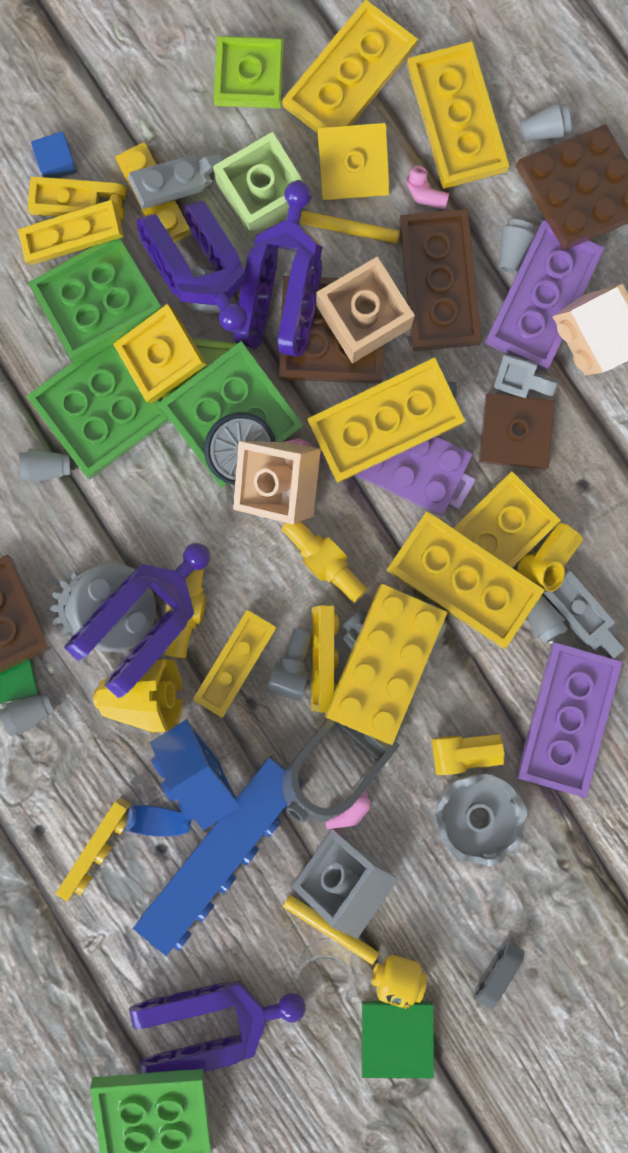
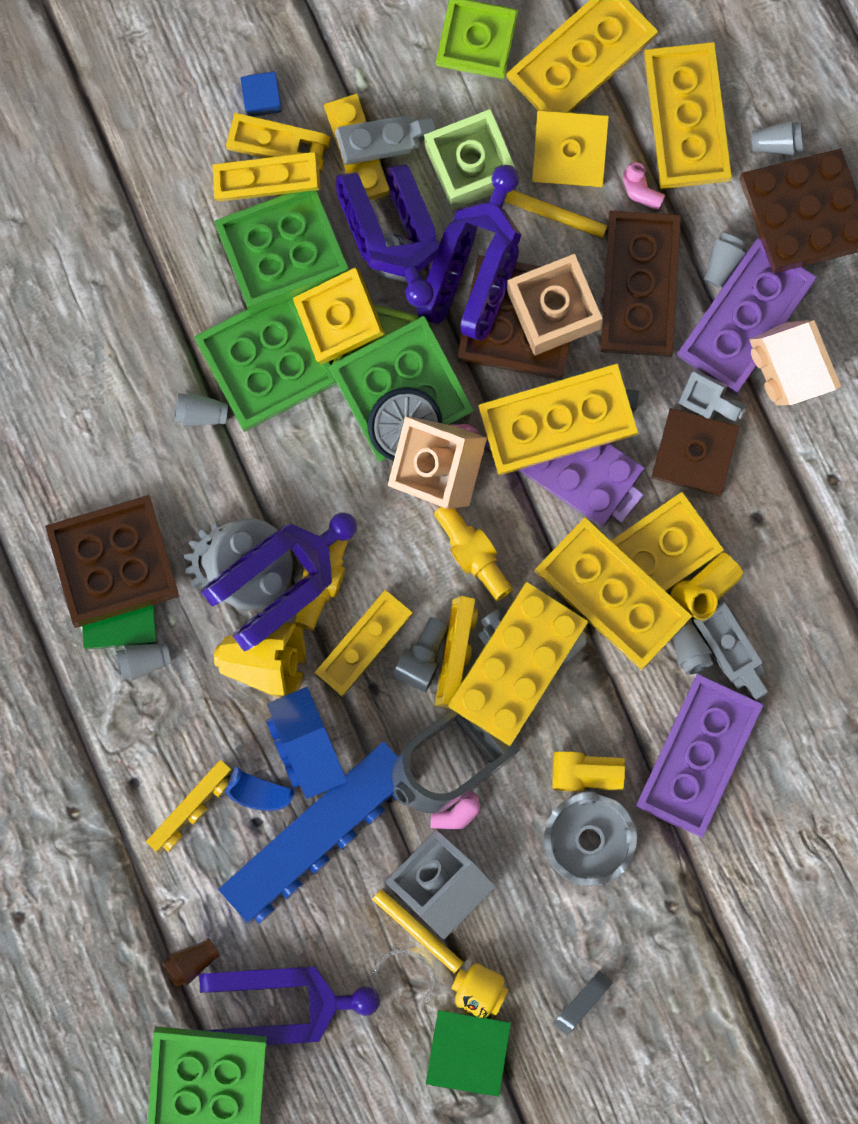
camera: 15 degrees right, 5 degrees down
(117, 999) = (189, 962): none -> reddish brown cone

